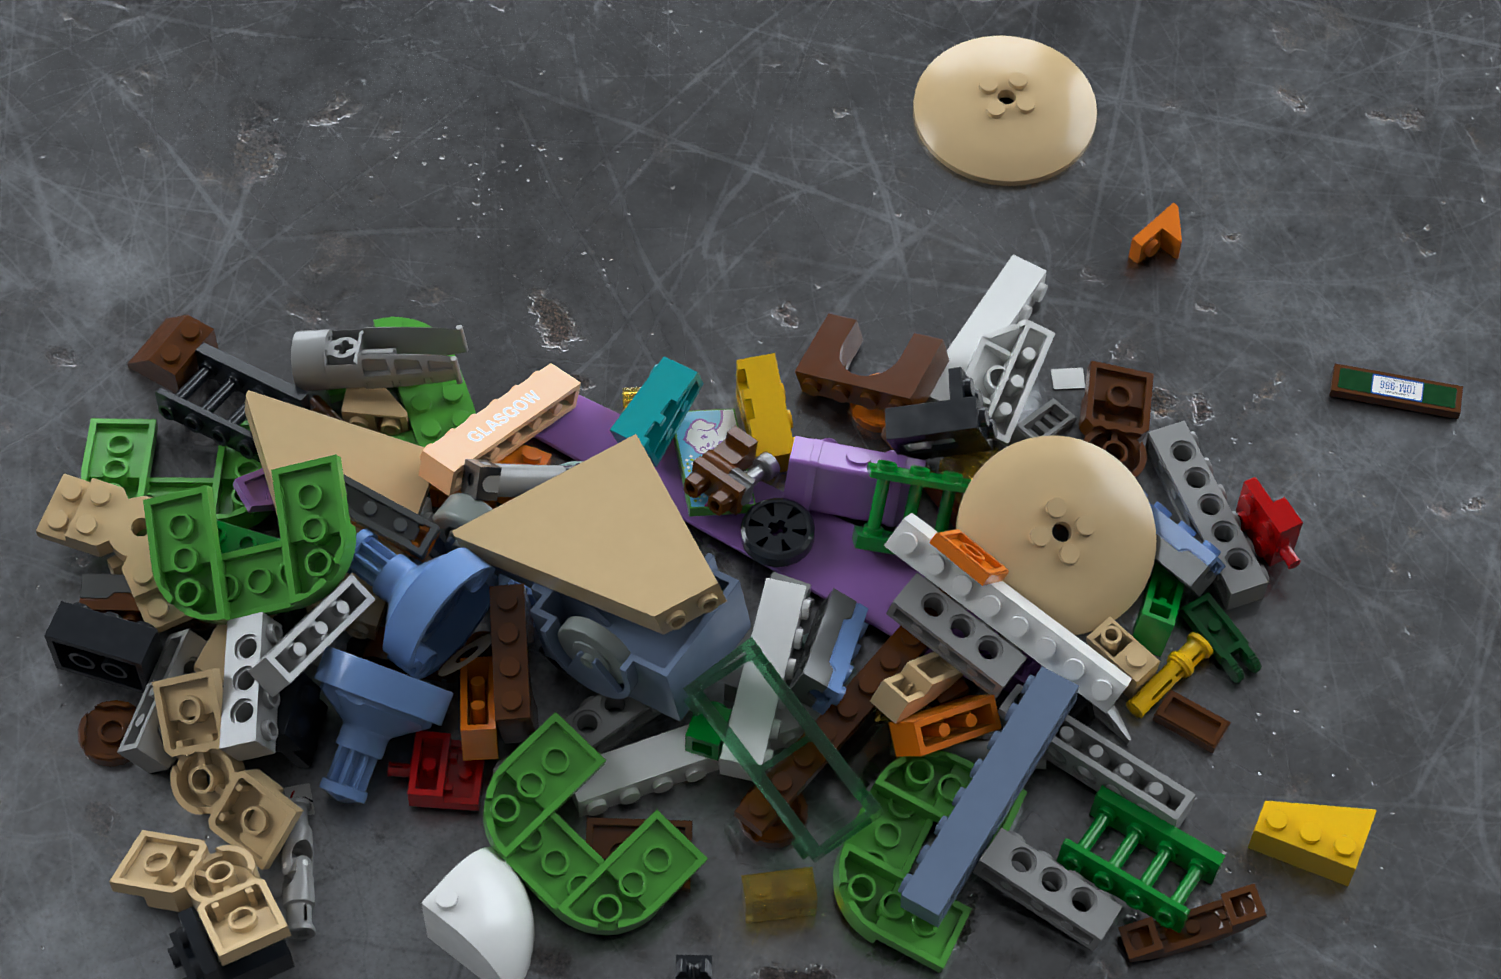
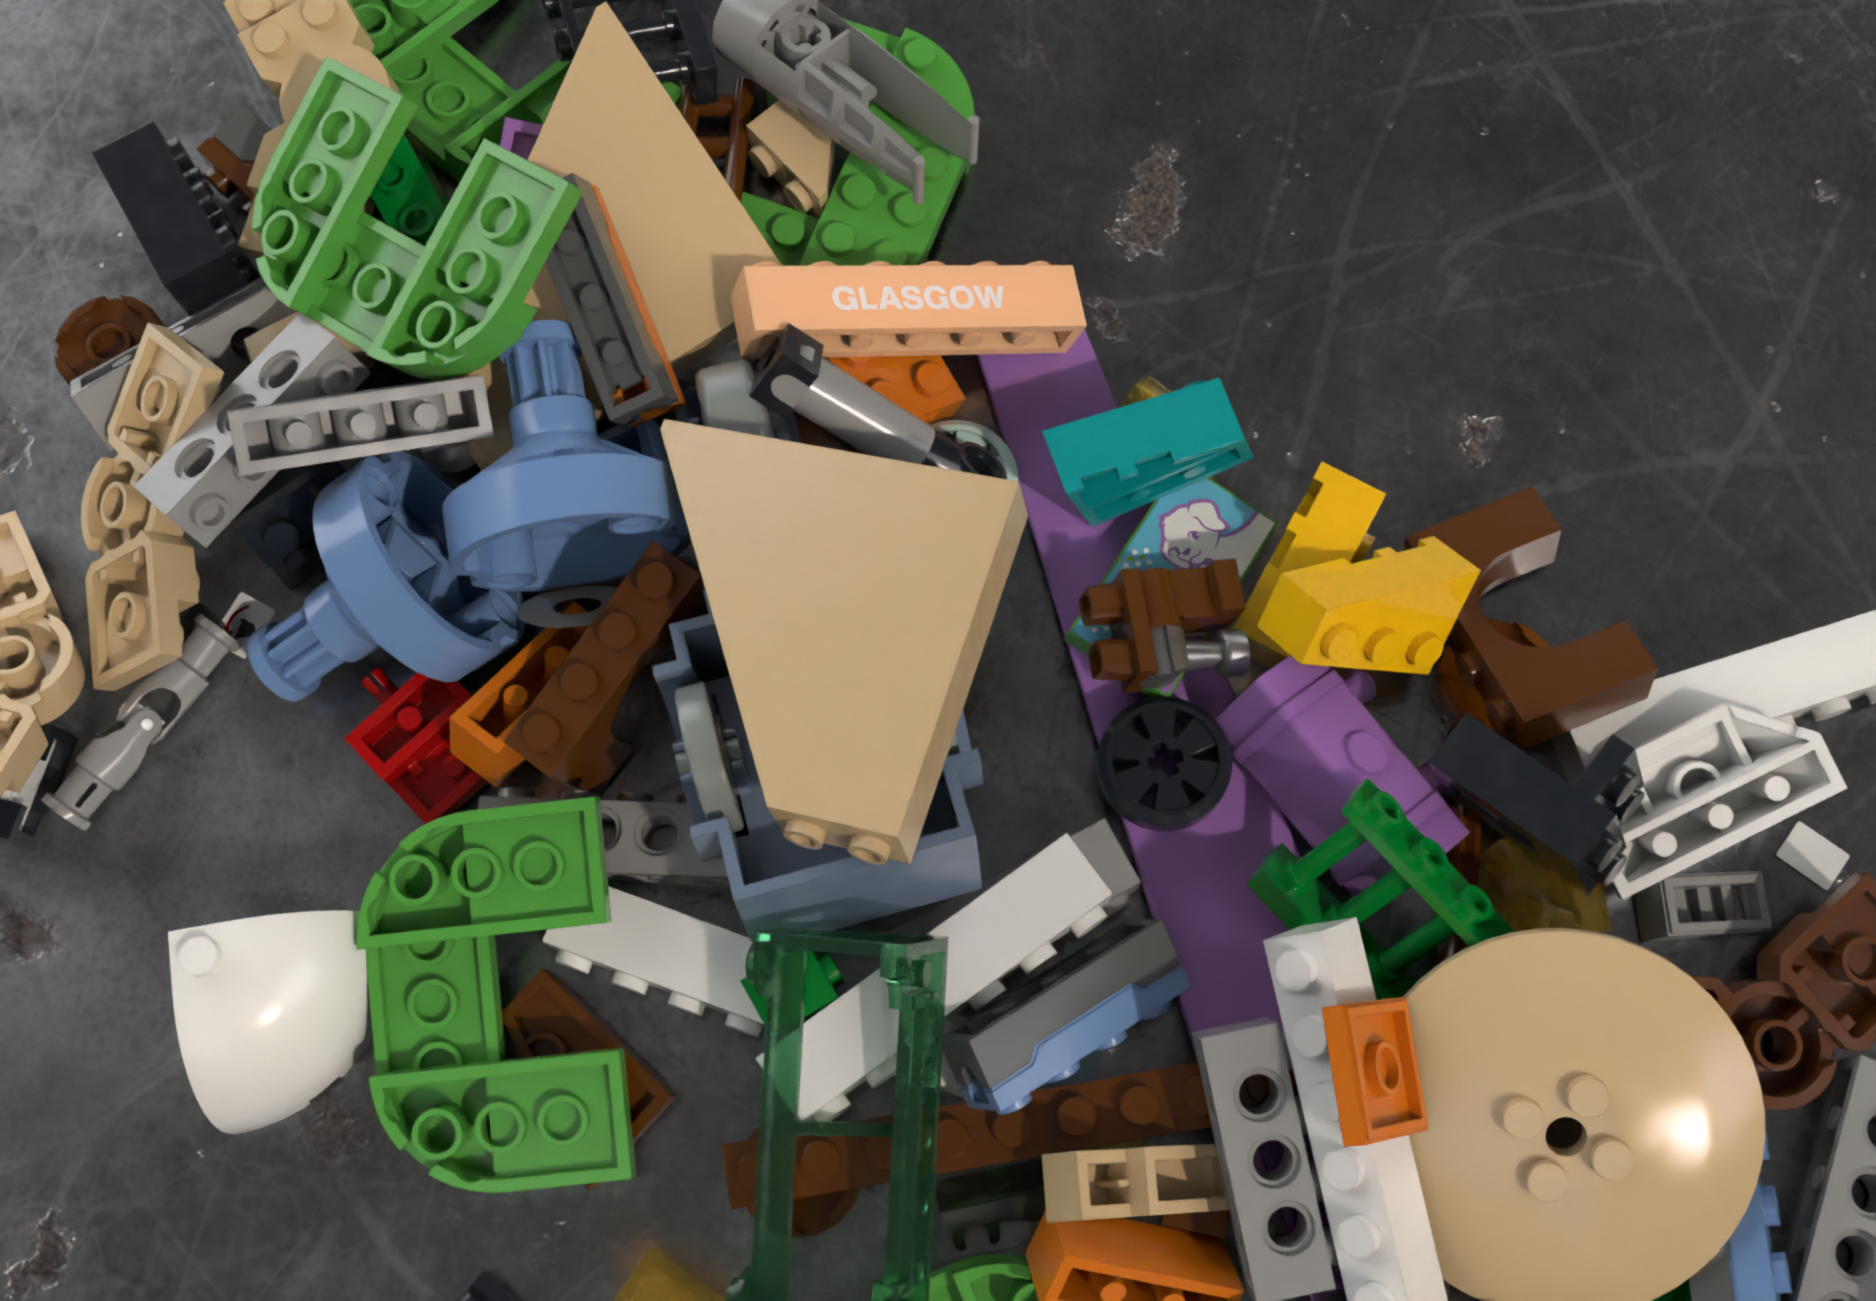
camera: 45 degrees right, 15 degrees up
(811, 402) = (1371, 612): none -> yellow wedge

